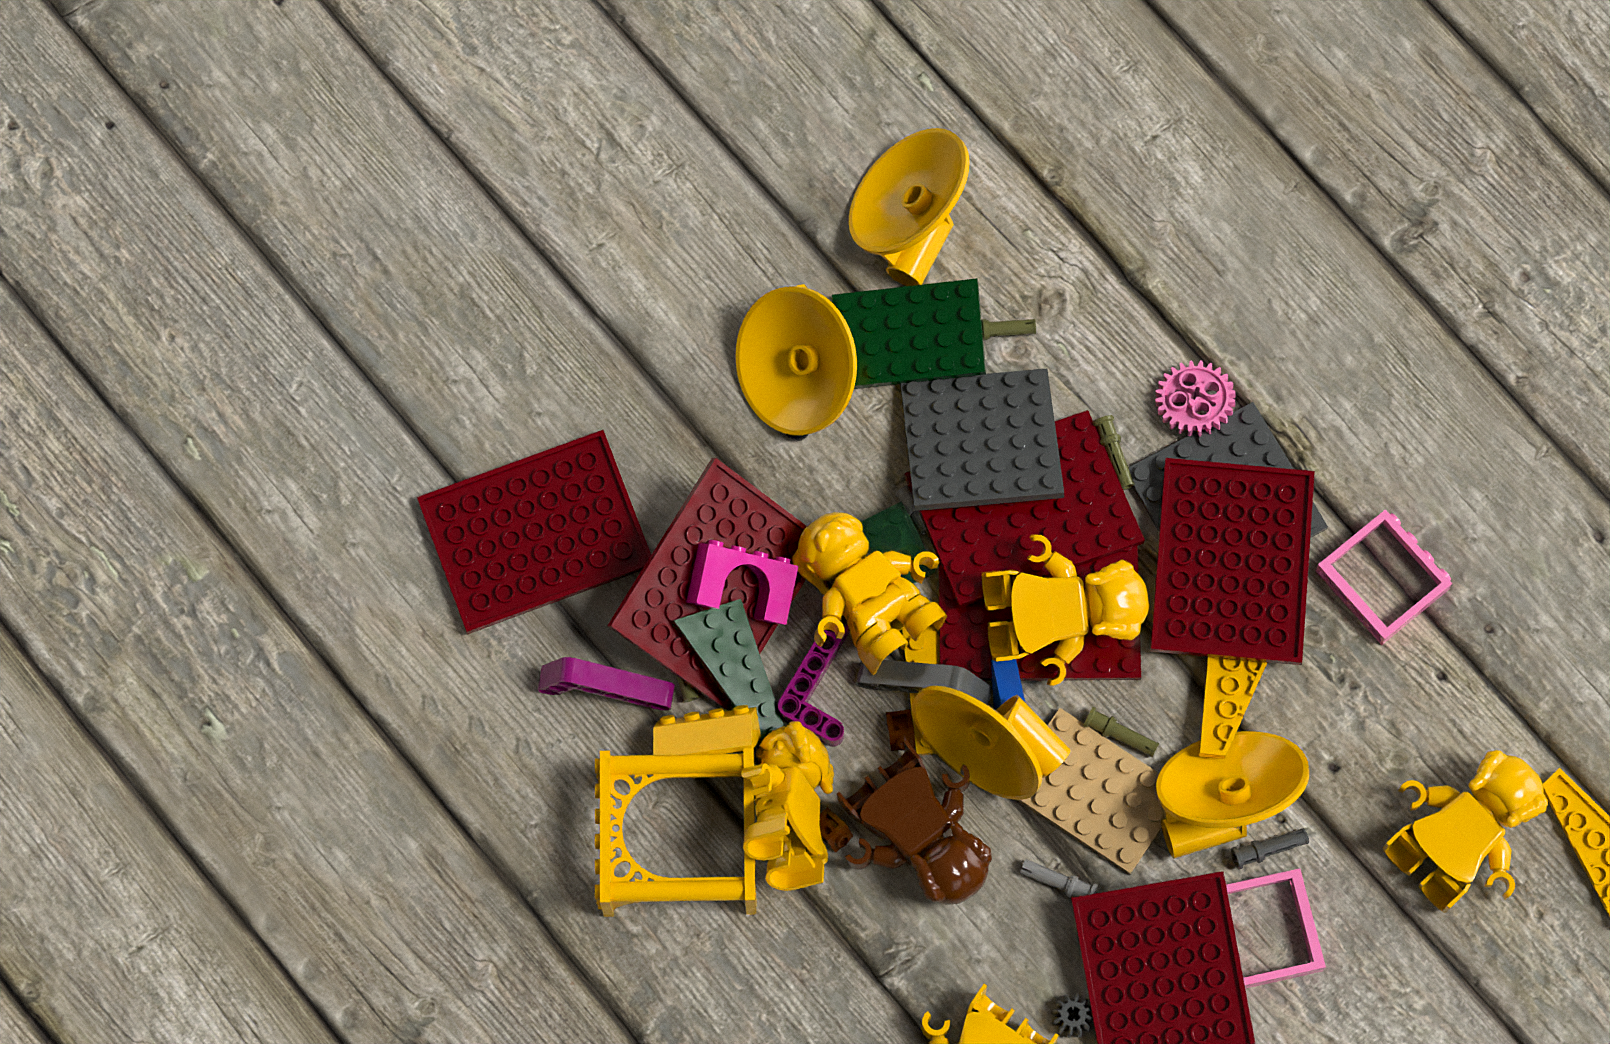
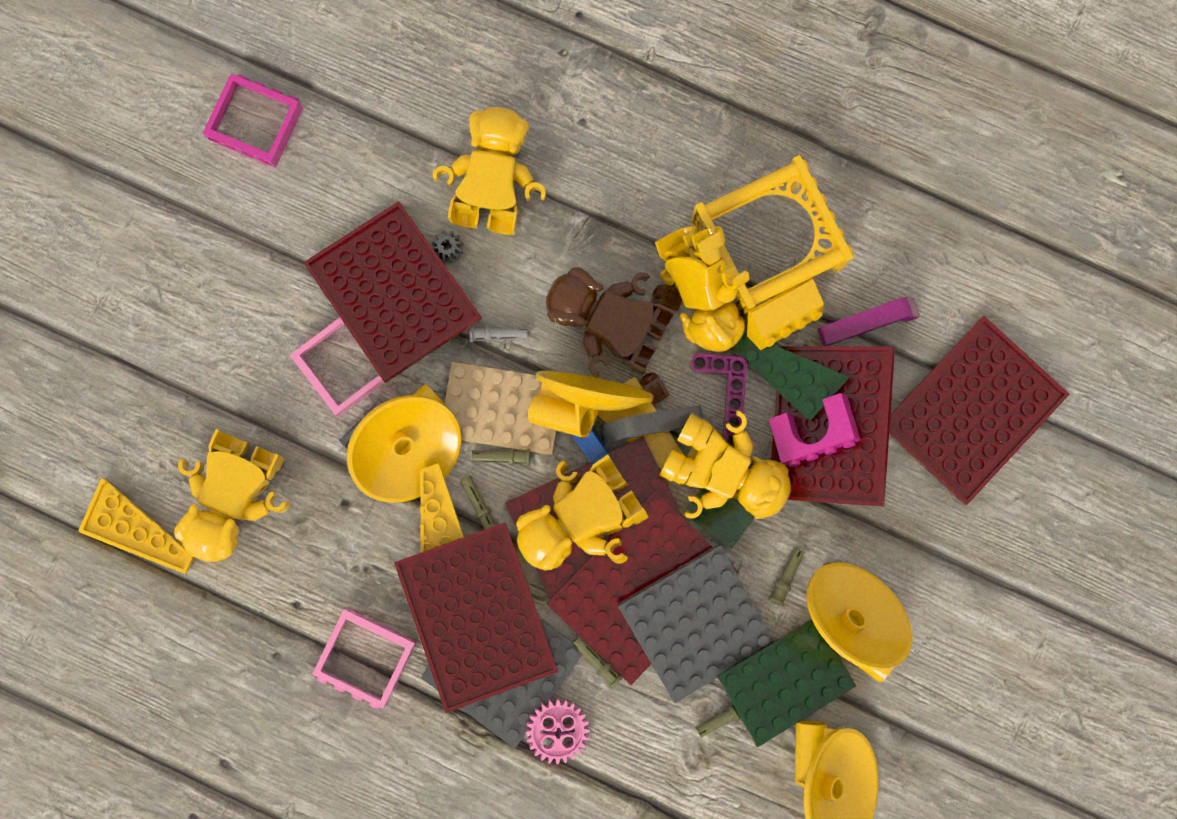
camera: 155 degrees right, 10 degrees up
(859, 438) = (783, 585): none -> olive pin
(1168, 677) = (484, 514): none -> olive pin

